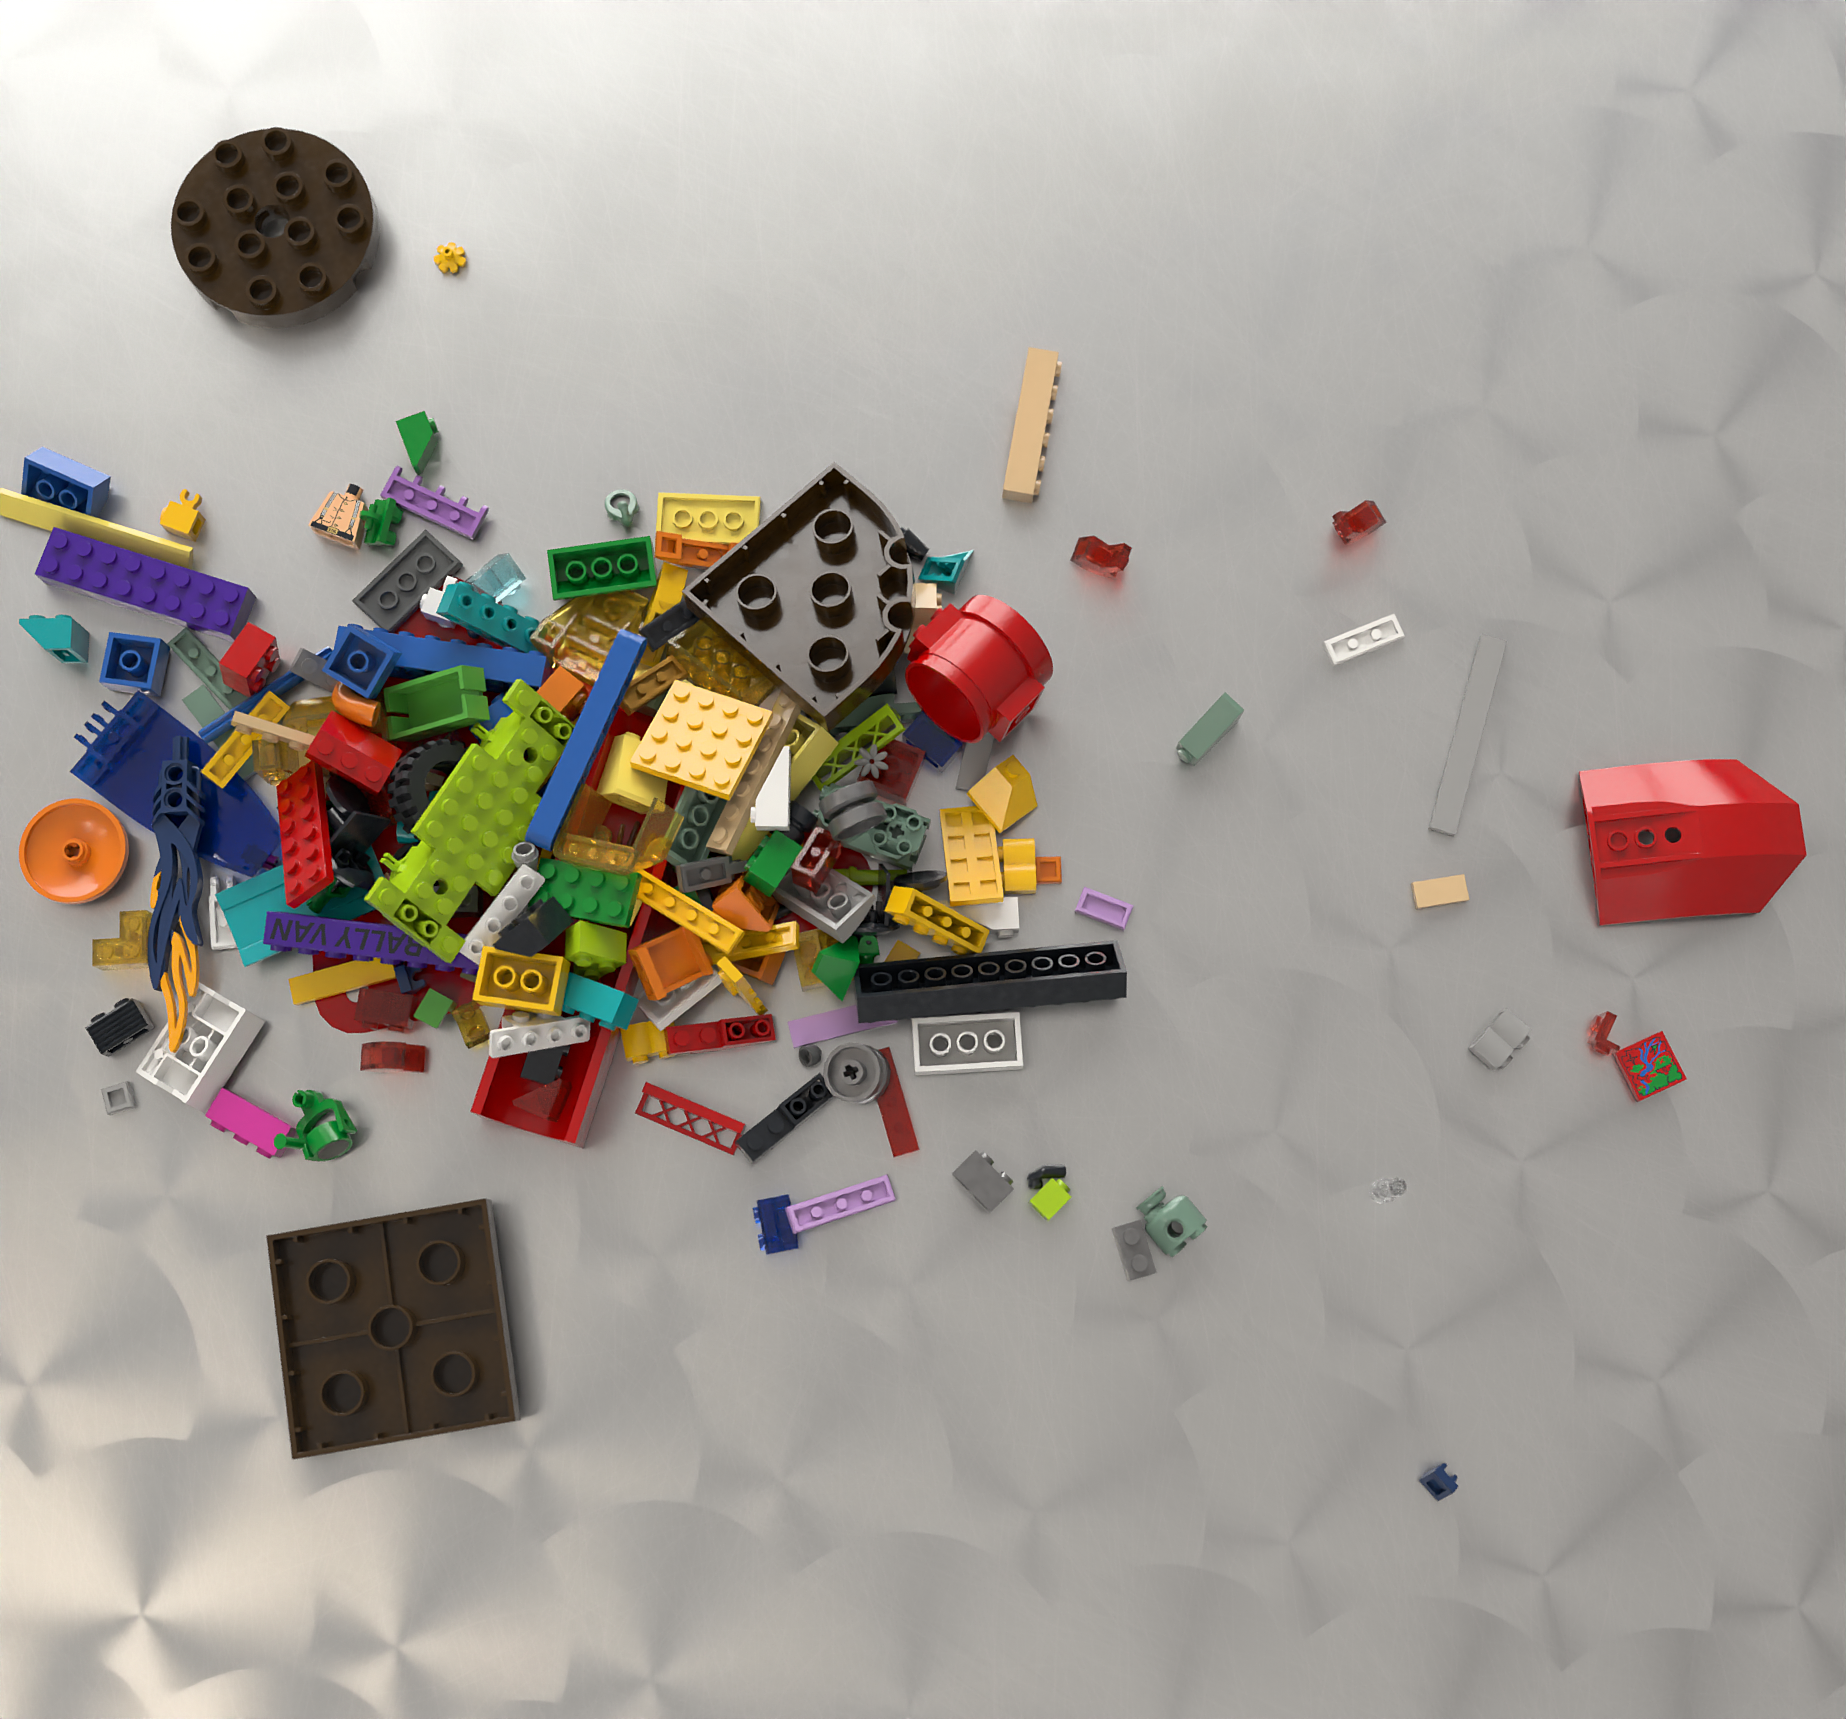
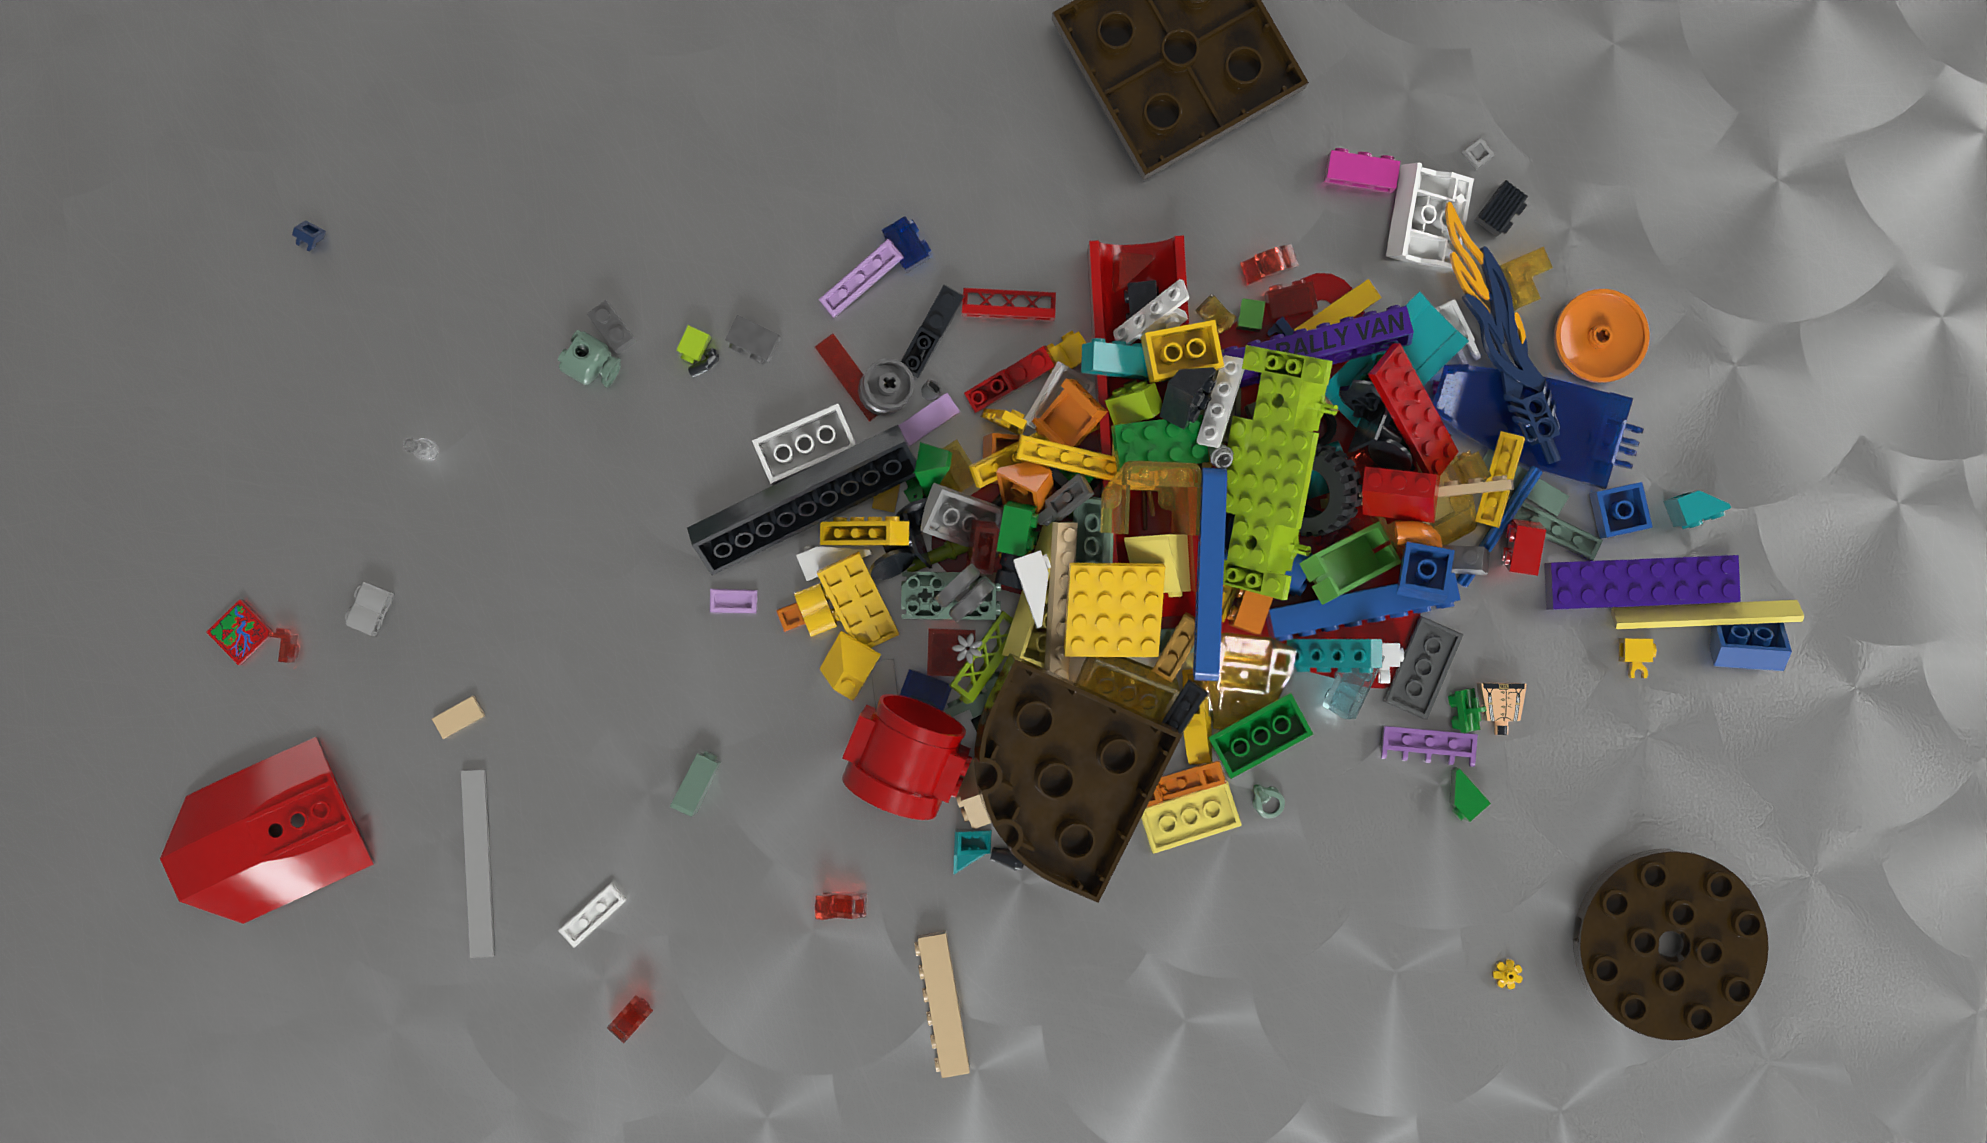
camera: 160 degrees right, 10 degrees up
(325, 1140) = (1295, 176): green piece -> none

